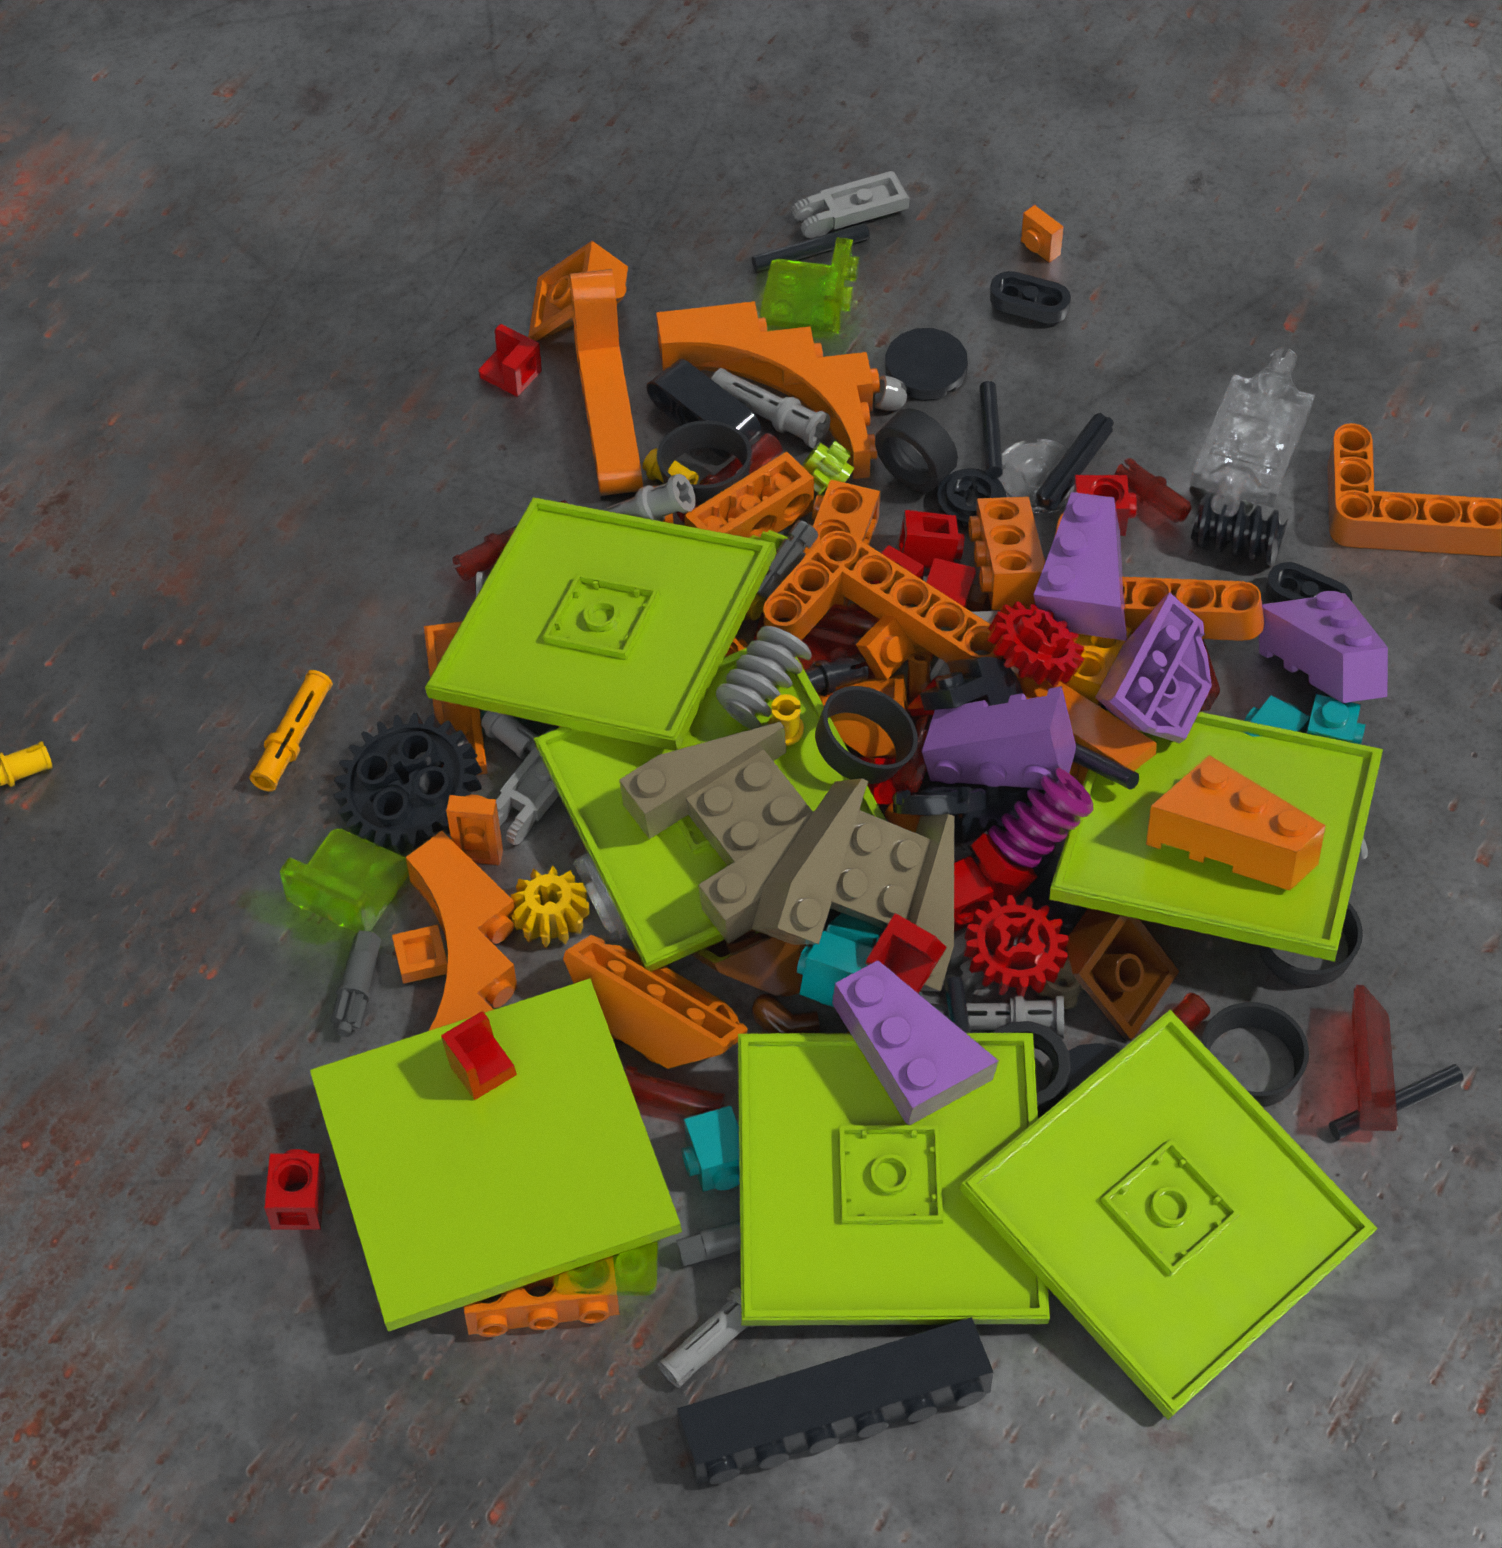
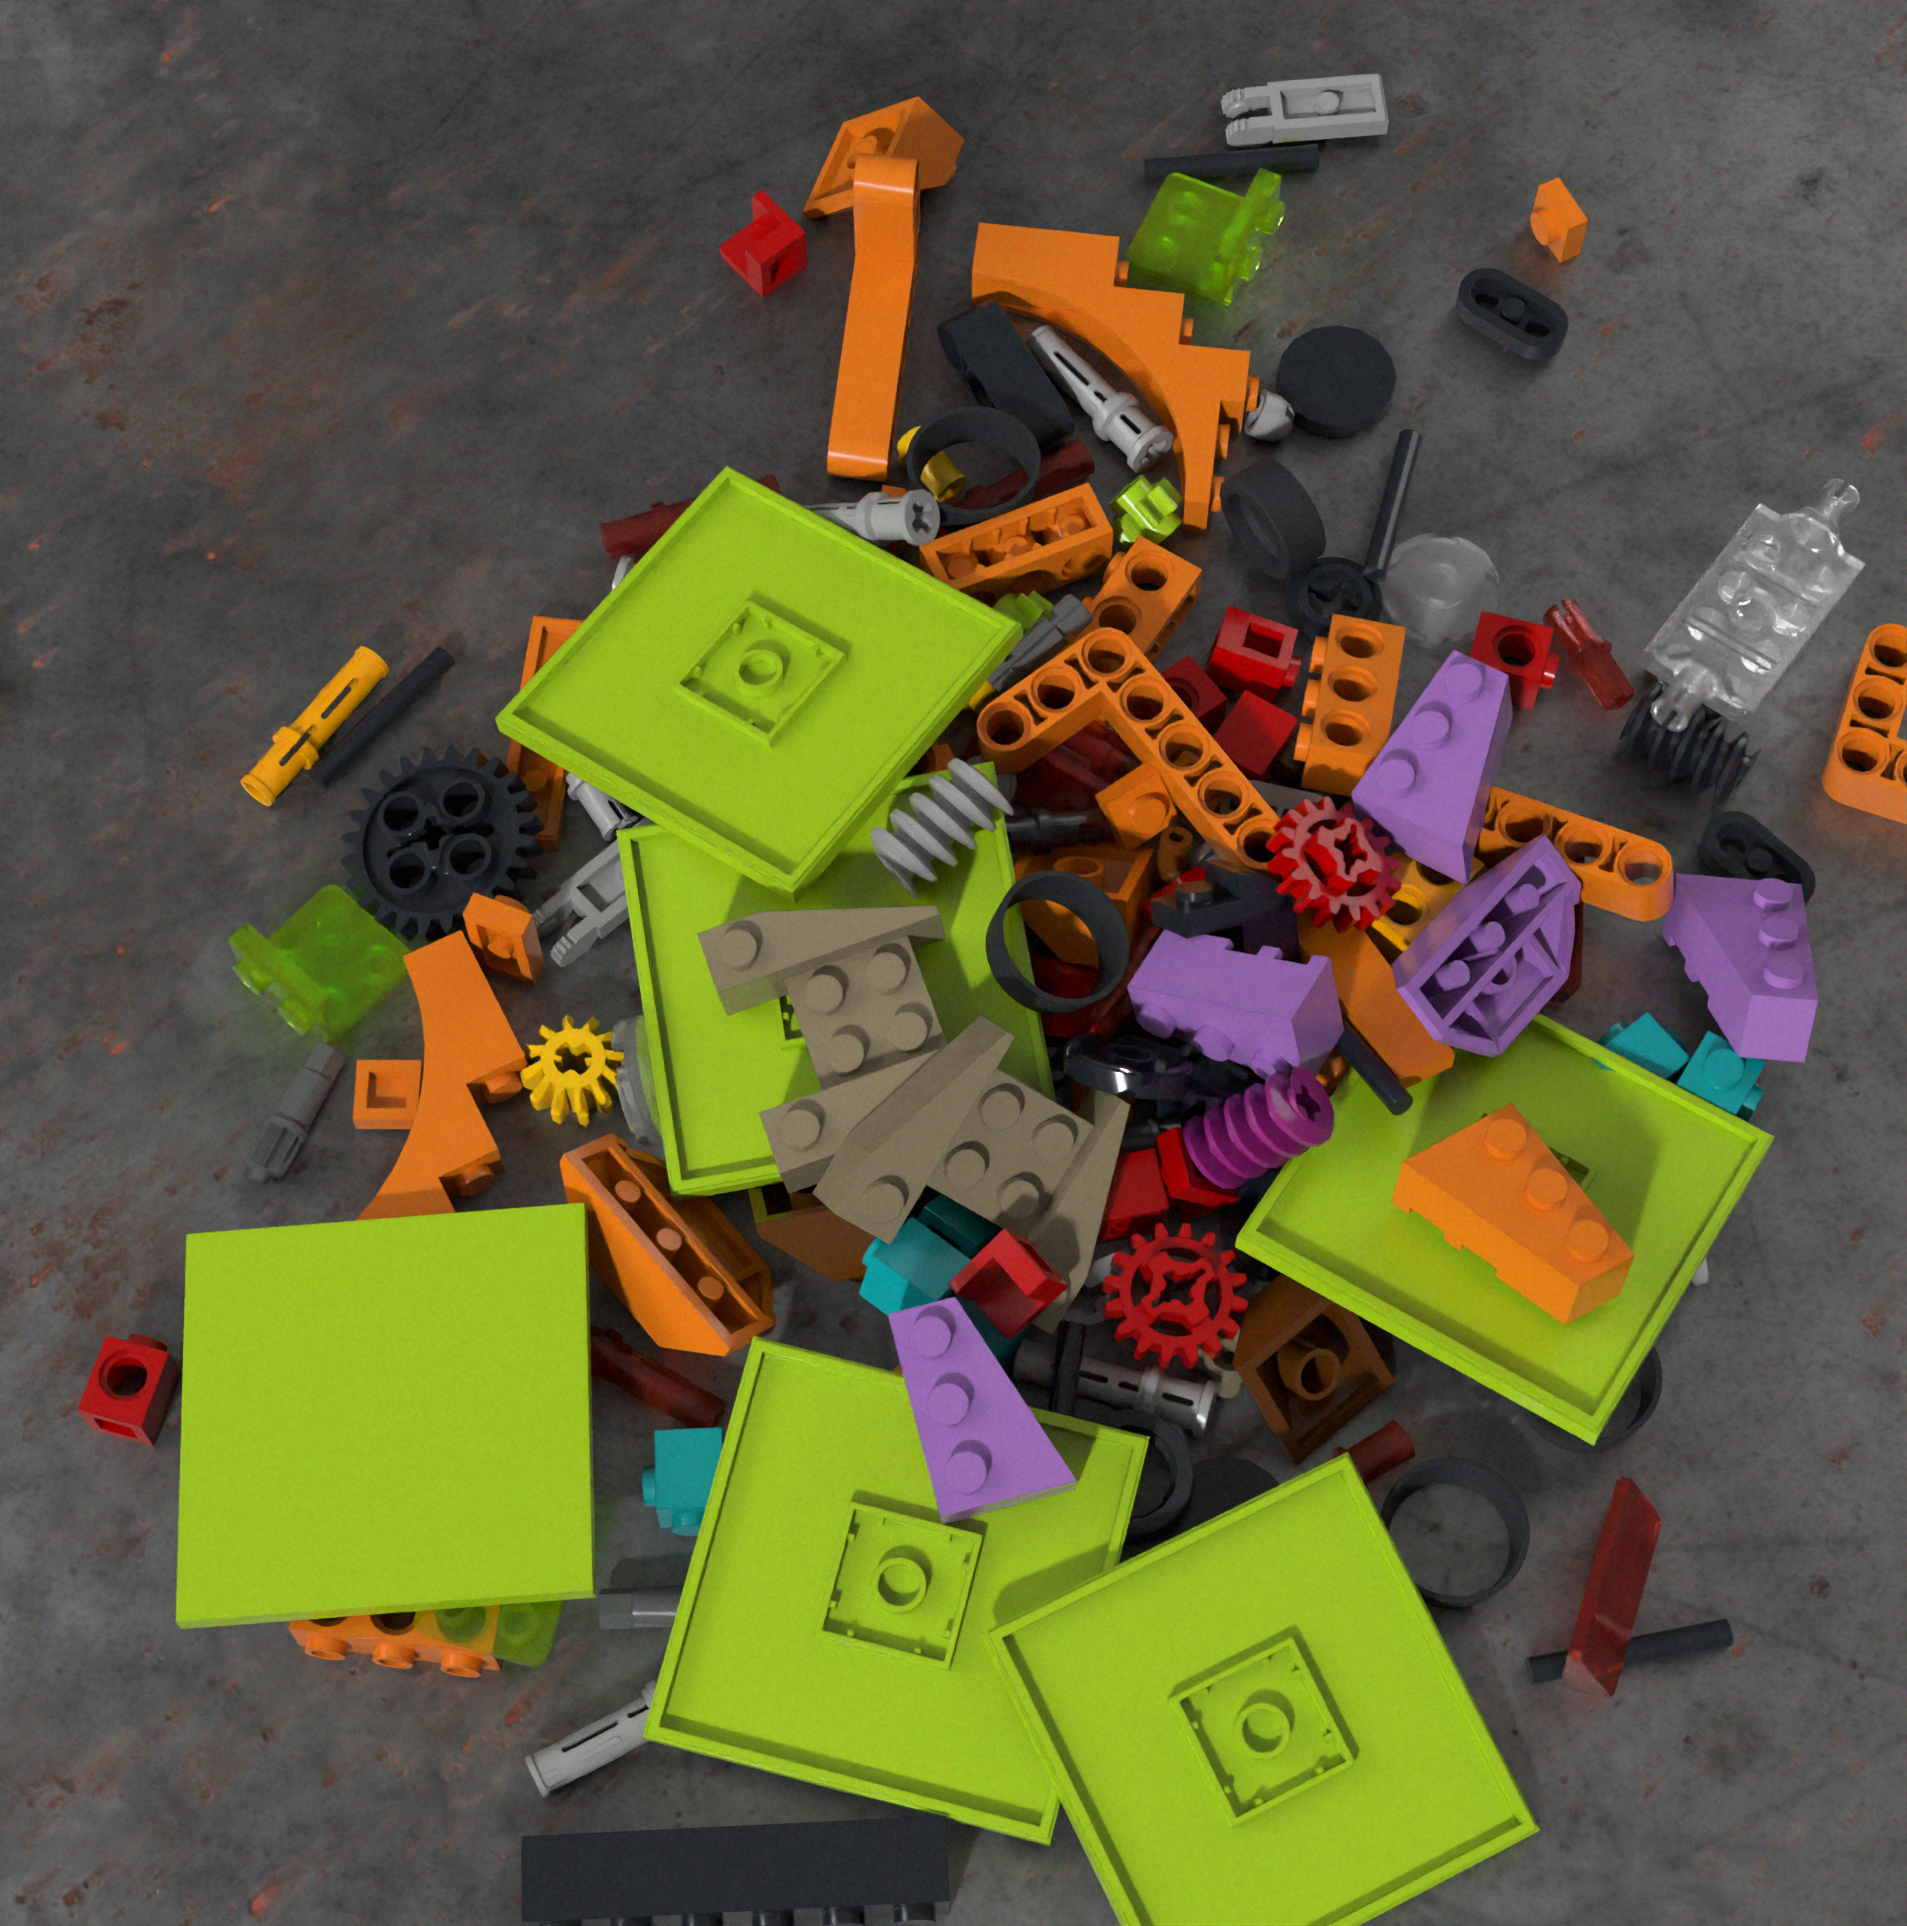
camera: 15 degrees right, 10 degrees up
(335, 716) = (381, 717): none -> black bar
(477, 1056) = (398, 1281): red panel -> none
(777, 1019) = (833, 1317): reddish brown arm -> none
(787, 711) = (954, 897): yellow pin -> none
(1074, 462) = (1490, 586): black axle -> none

